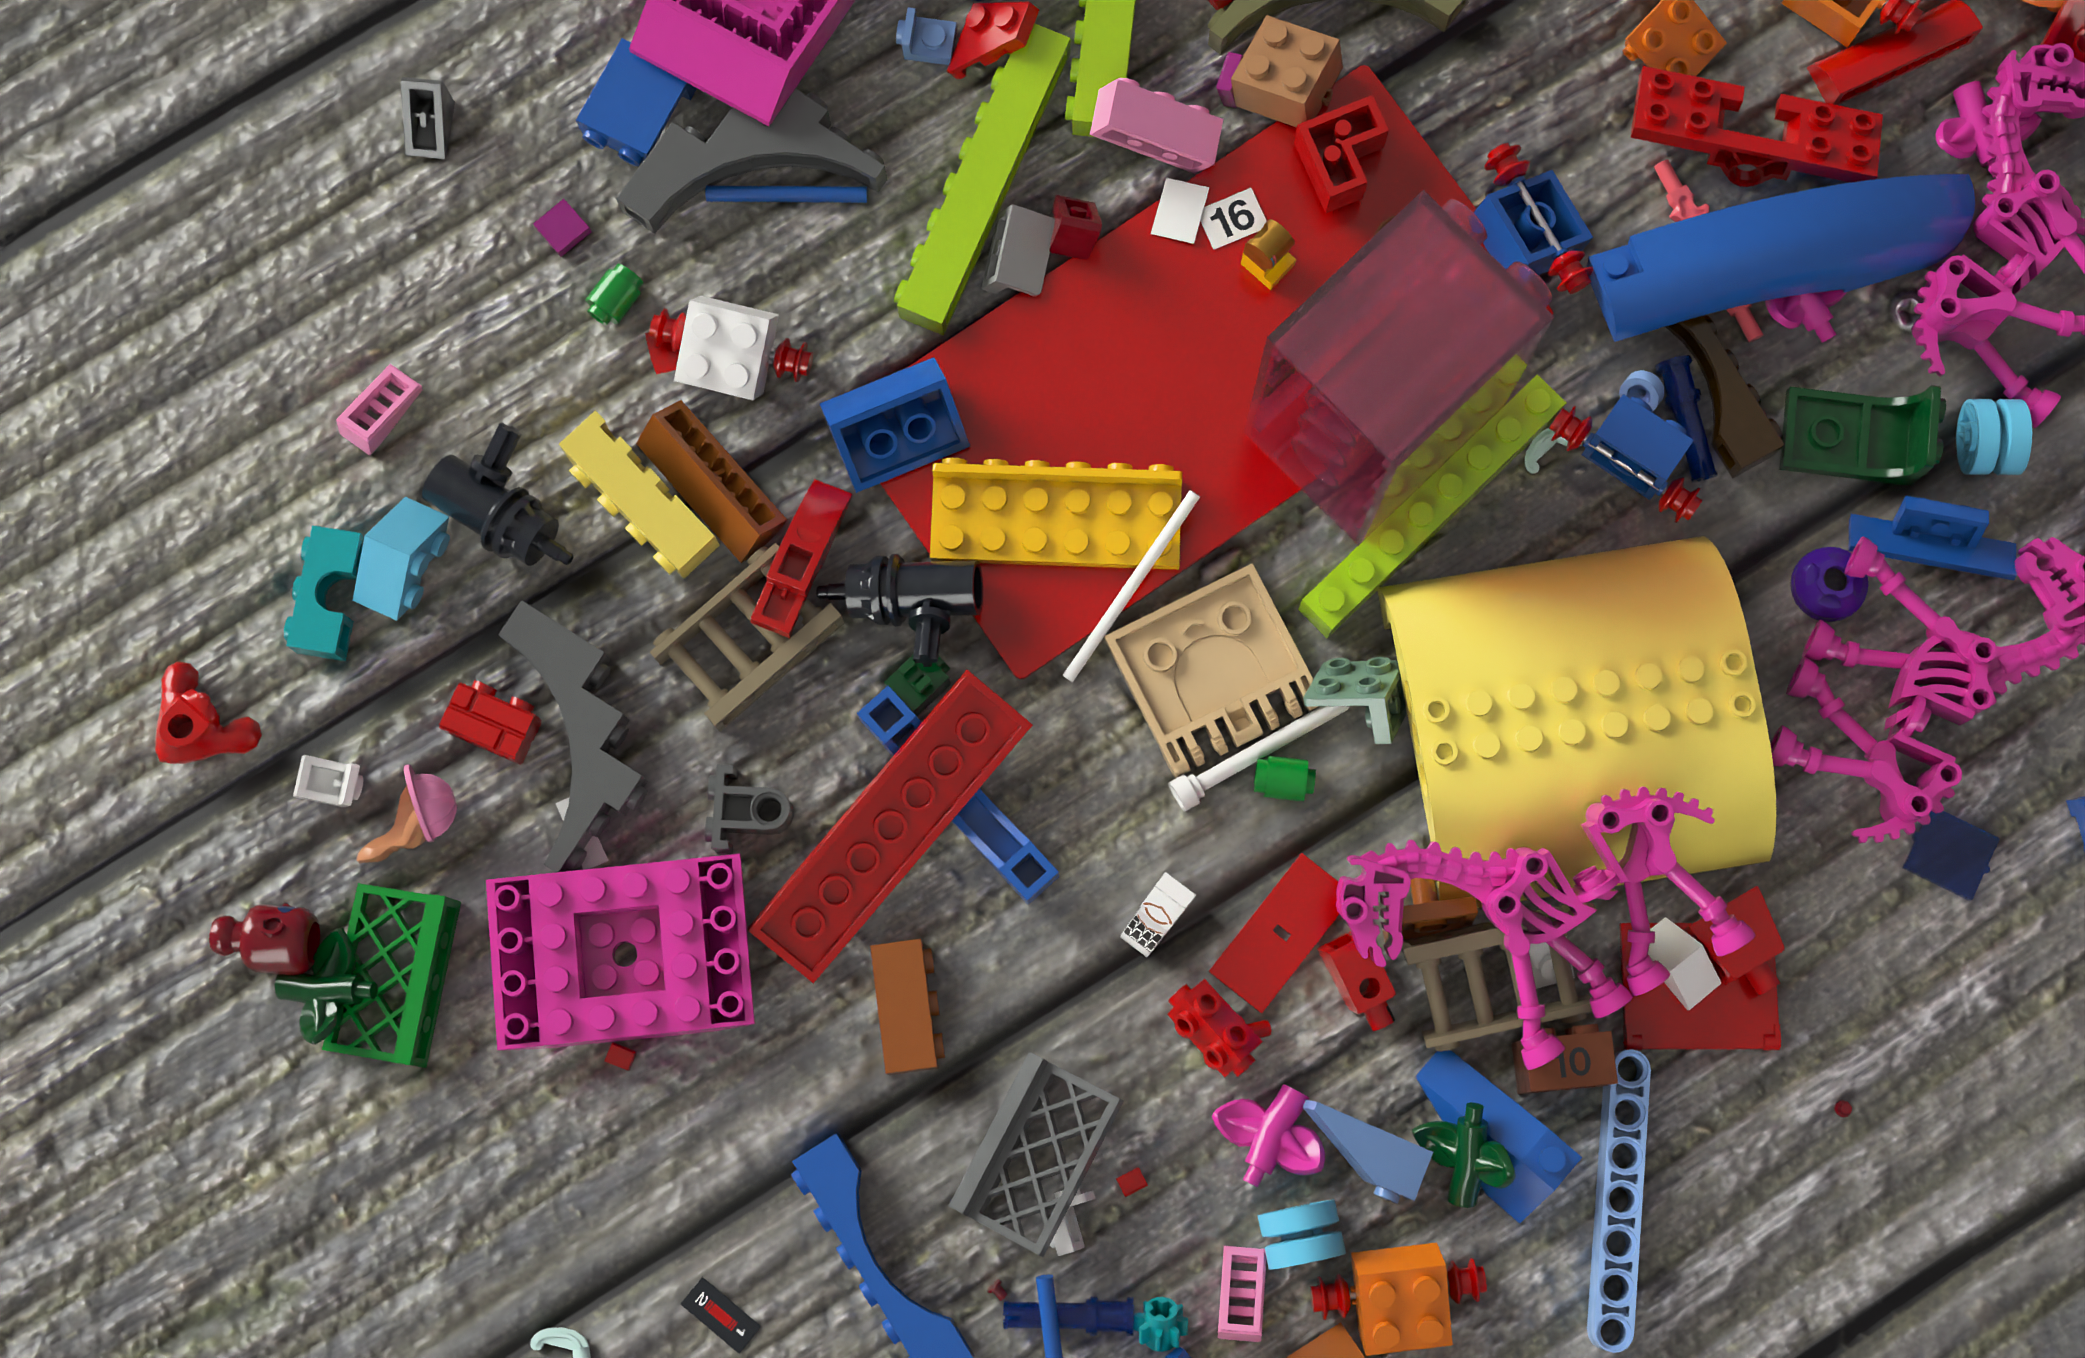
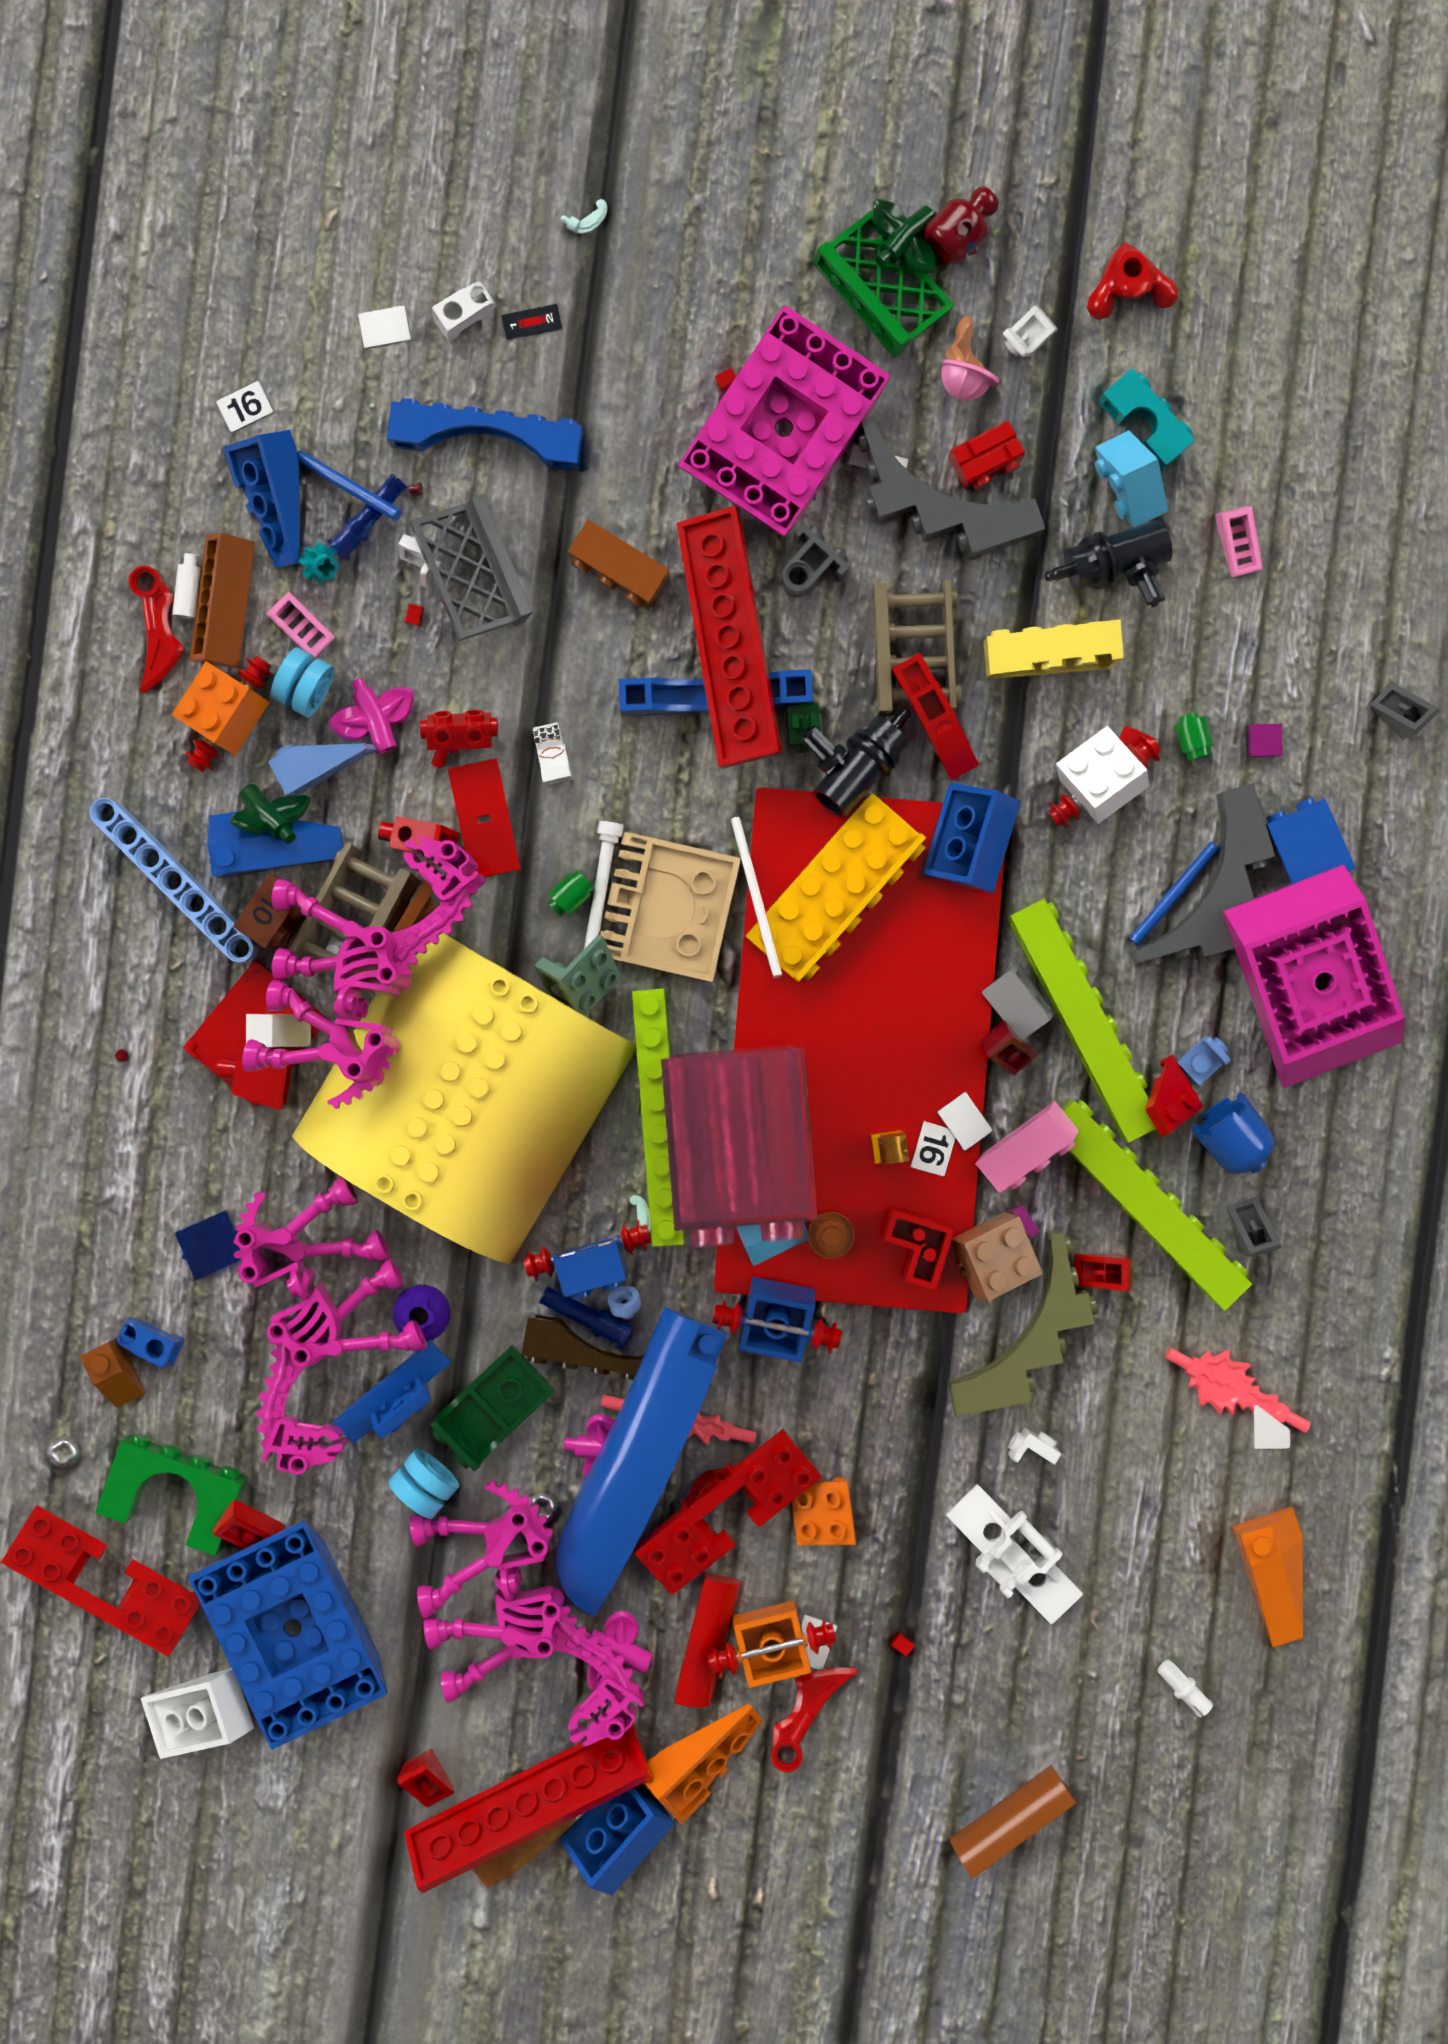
camera: 125 degrees right, 10 degrees up
(710, 480) = (1029, 703): dark orange brick -> none

